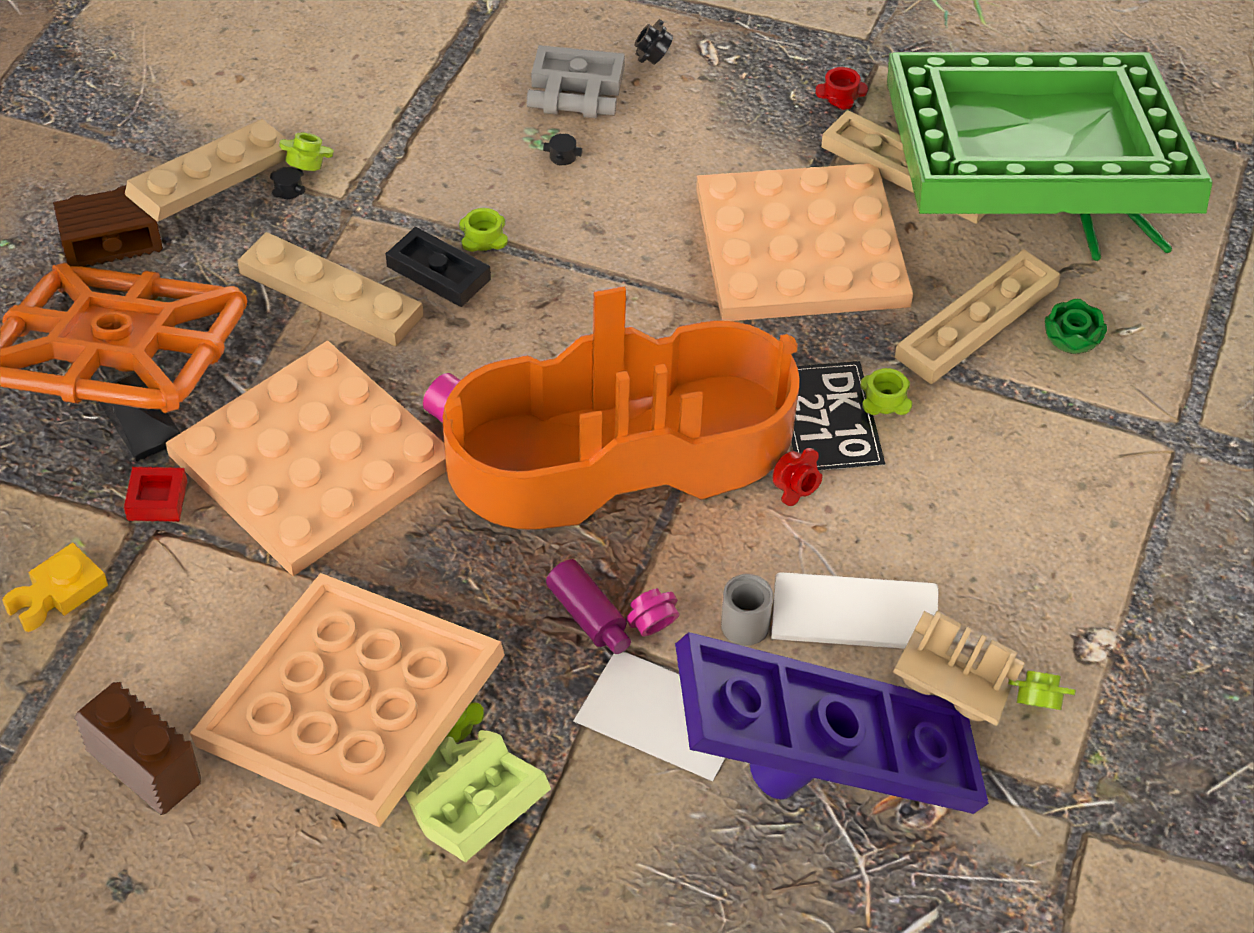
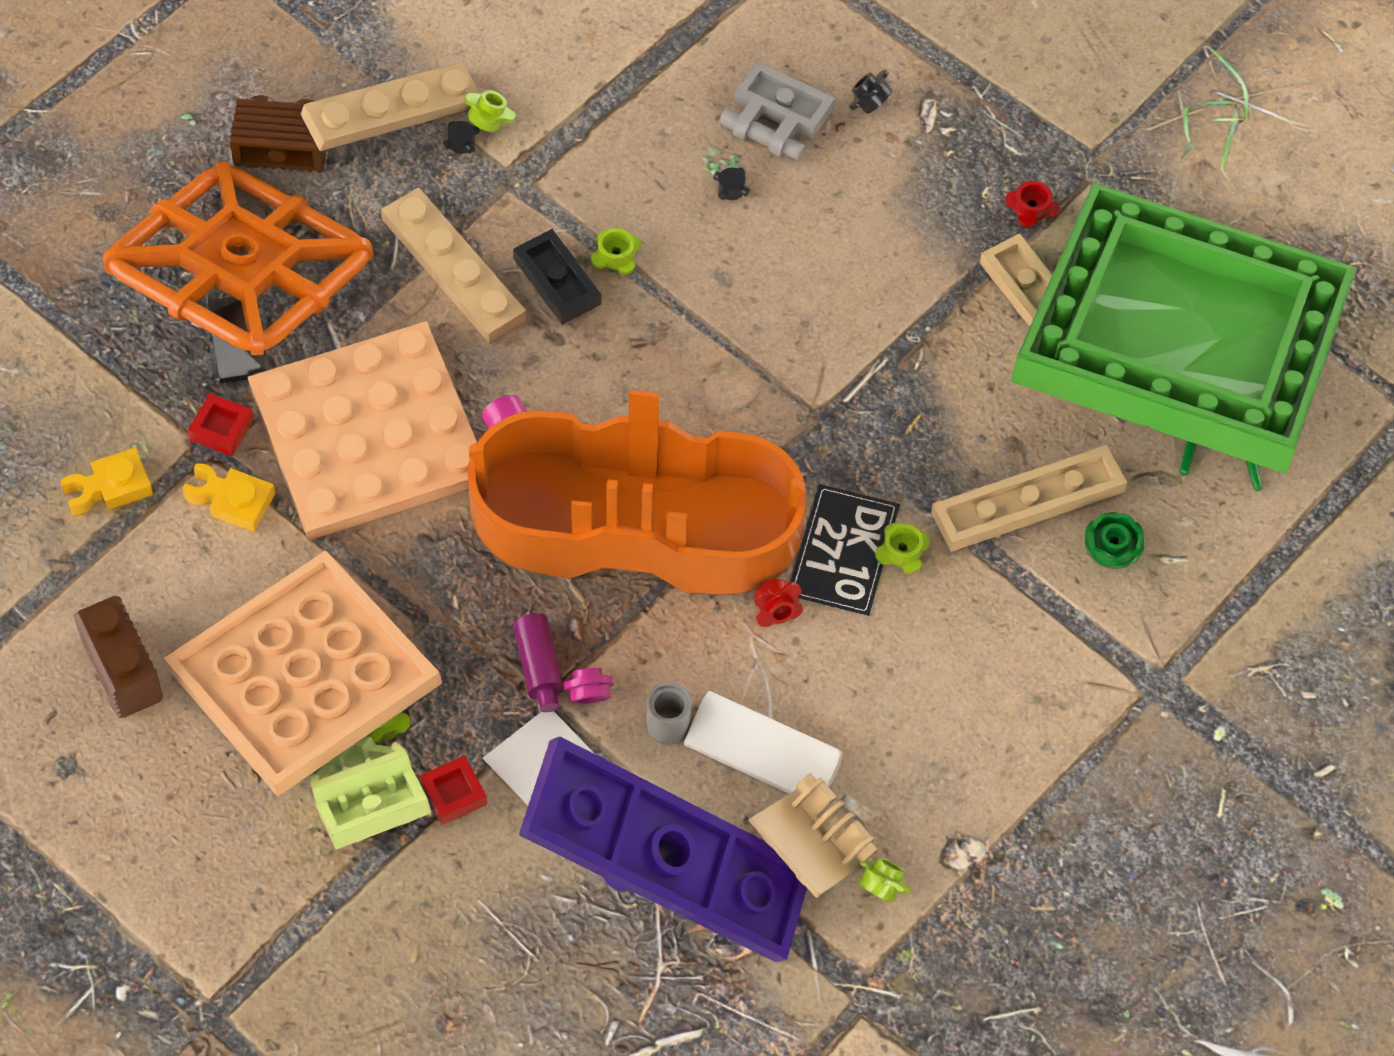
camera: 20 degrees right, 10 degrees up
(199, 560) = (236, 499): none -> yellow plate
(564, 758) = (453, 790): none -> red plate
(802, 242) = (908, 360): light nougat plate -> none

